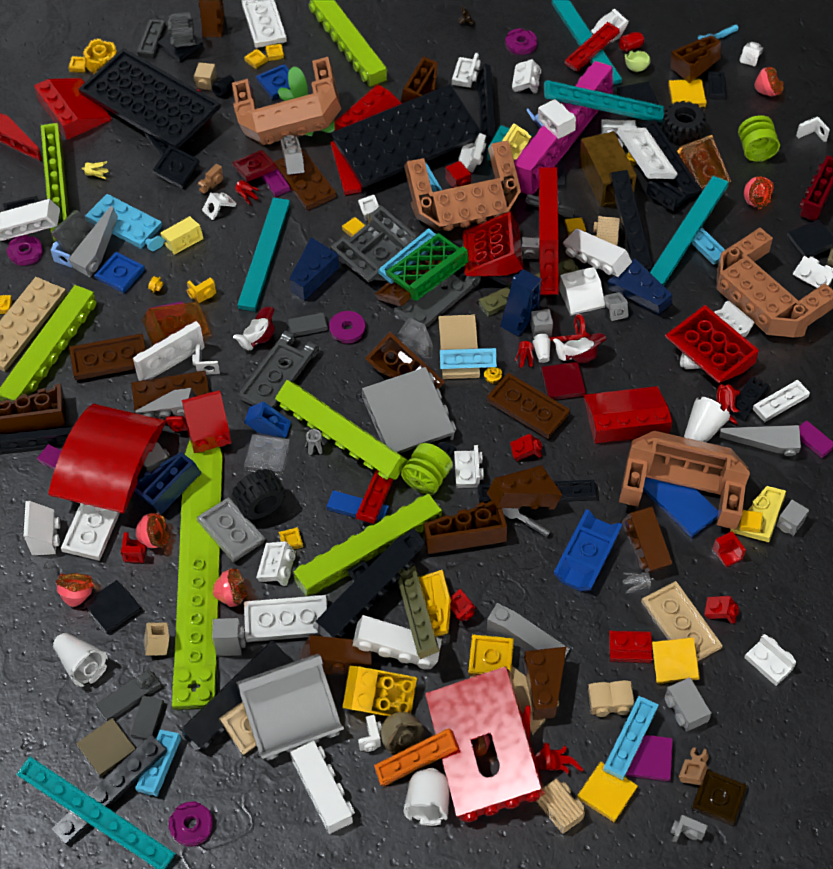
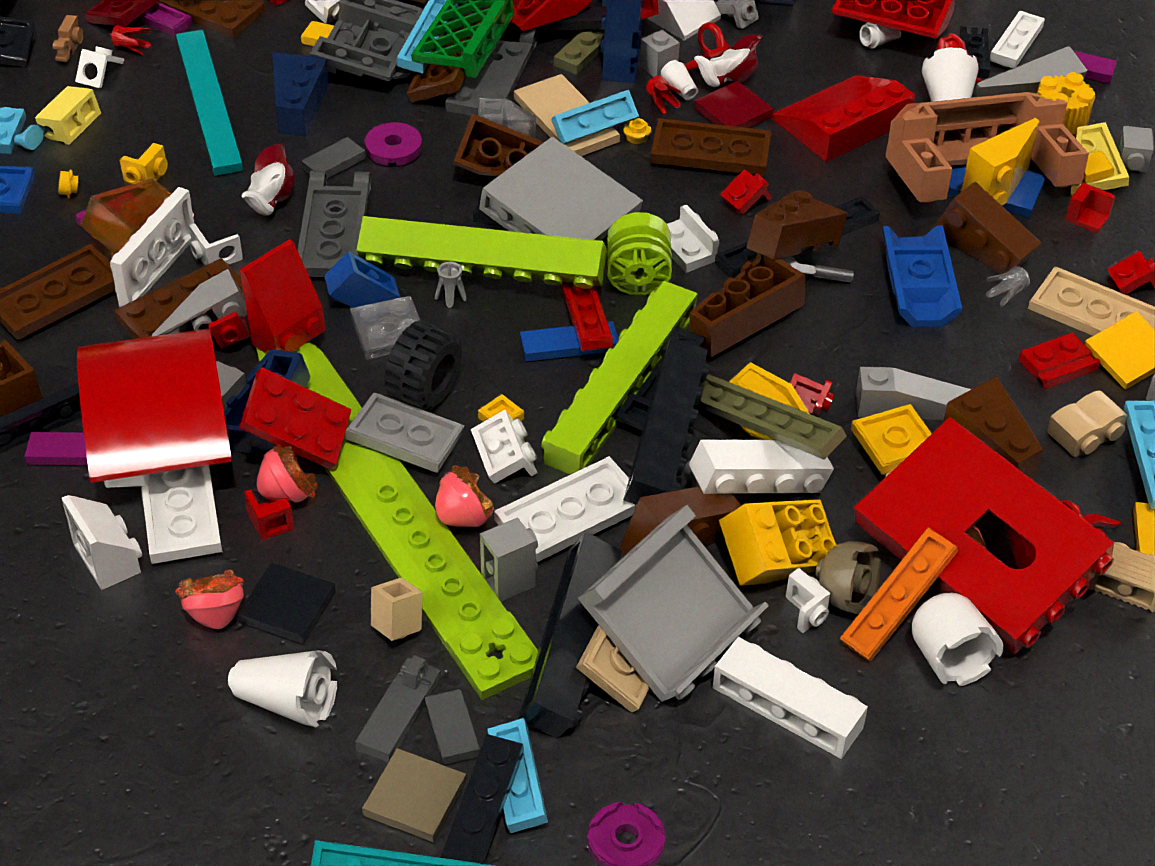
camera: 30 degrees left, 10 degrees down
(171, 500) = (296, 418): none -> red plate
(683, 499) = (1001, 161): none -> yellow slope
(769, 464) = (1075, 93): none -> yellow brick

